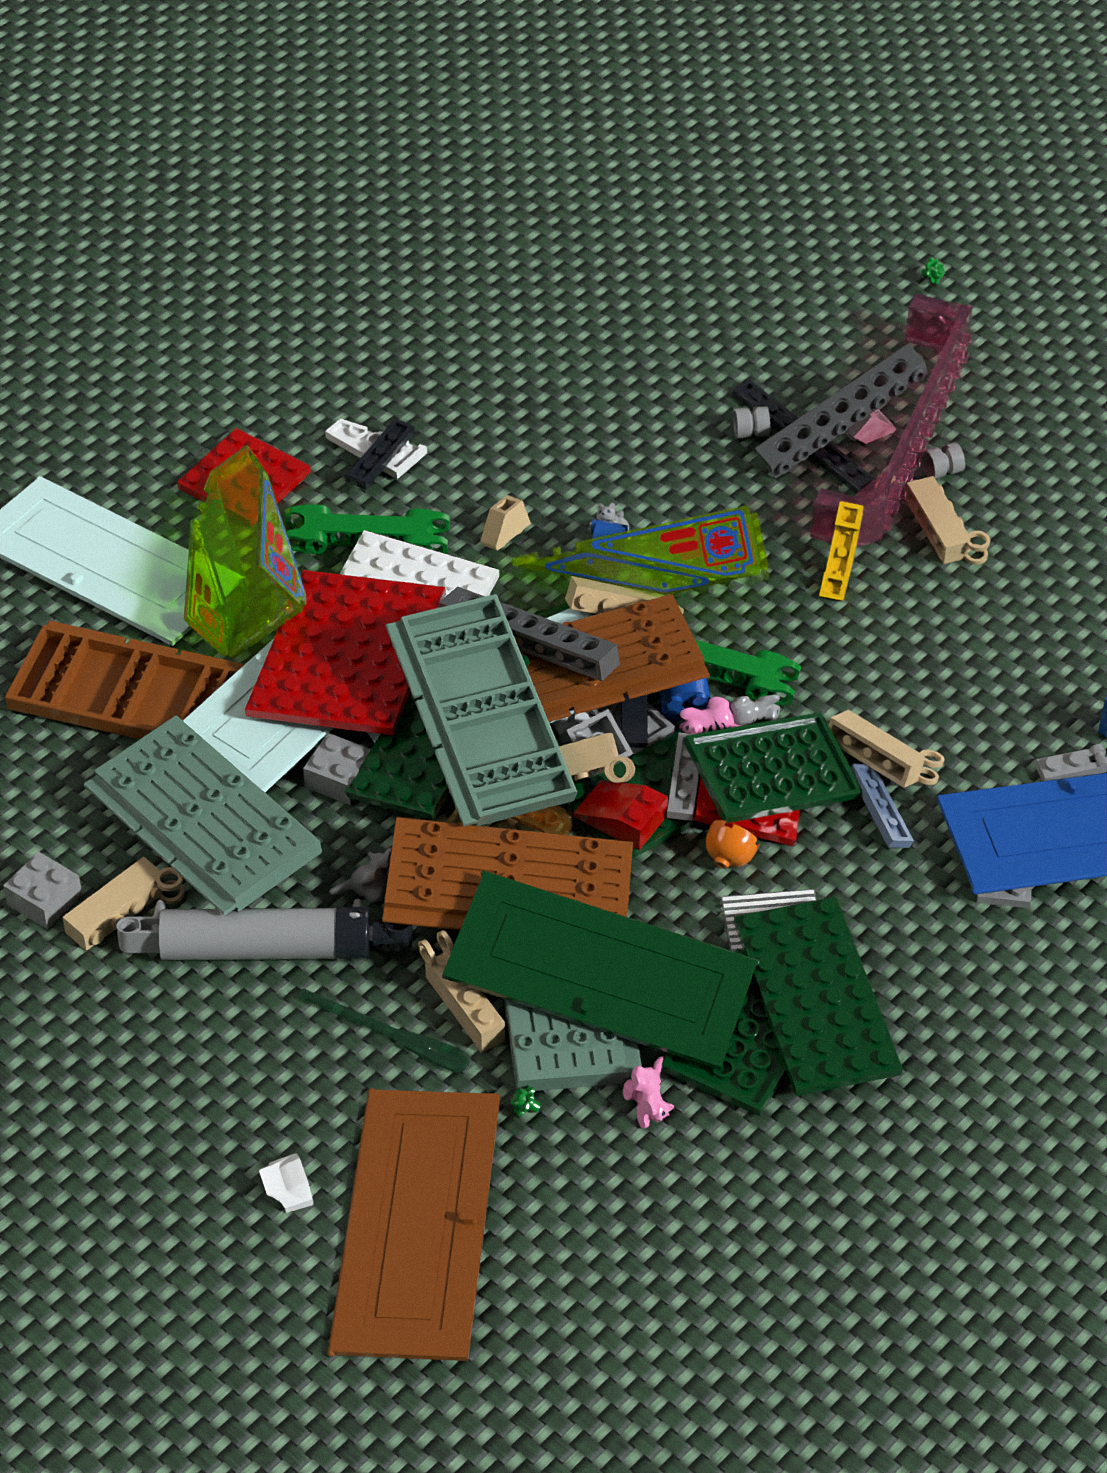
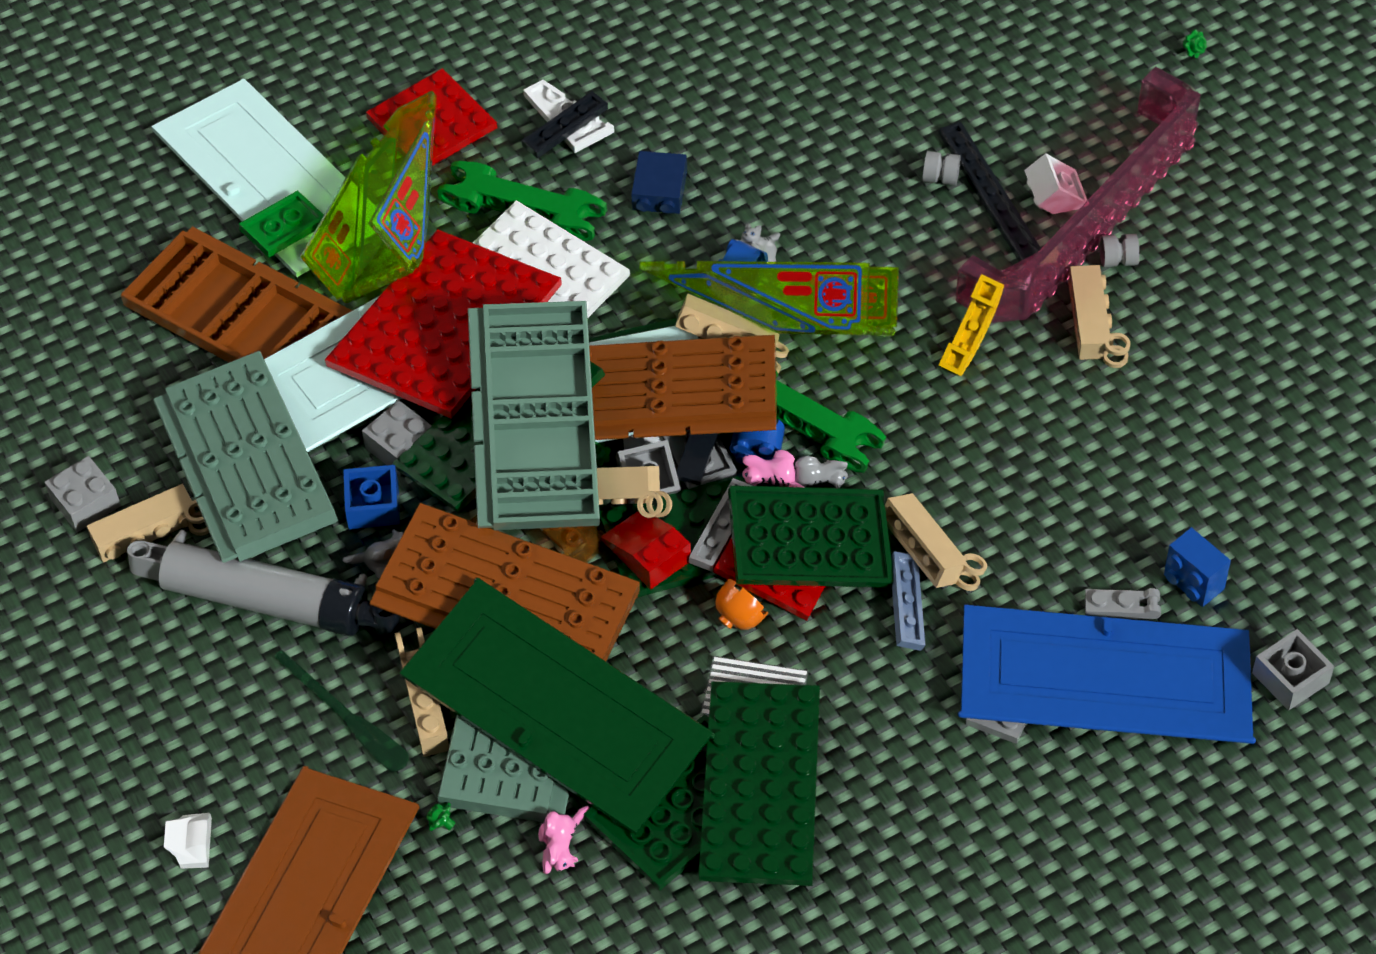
camera: 20 degrees right, 5 degrees up
(142, 598) = (282, 223): none -> green plate
(338, 826) = (371, 497): none -> blue brick
(488, 483) = (659, 182): none -> dark blue brick
(504, 522) = (655, 221): tan slope -> none
(552, 640) = (627, 351): dark grey brick -> none
(841, 411) = (1029, 177): dark grey brick -> none

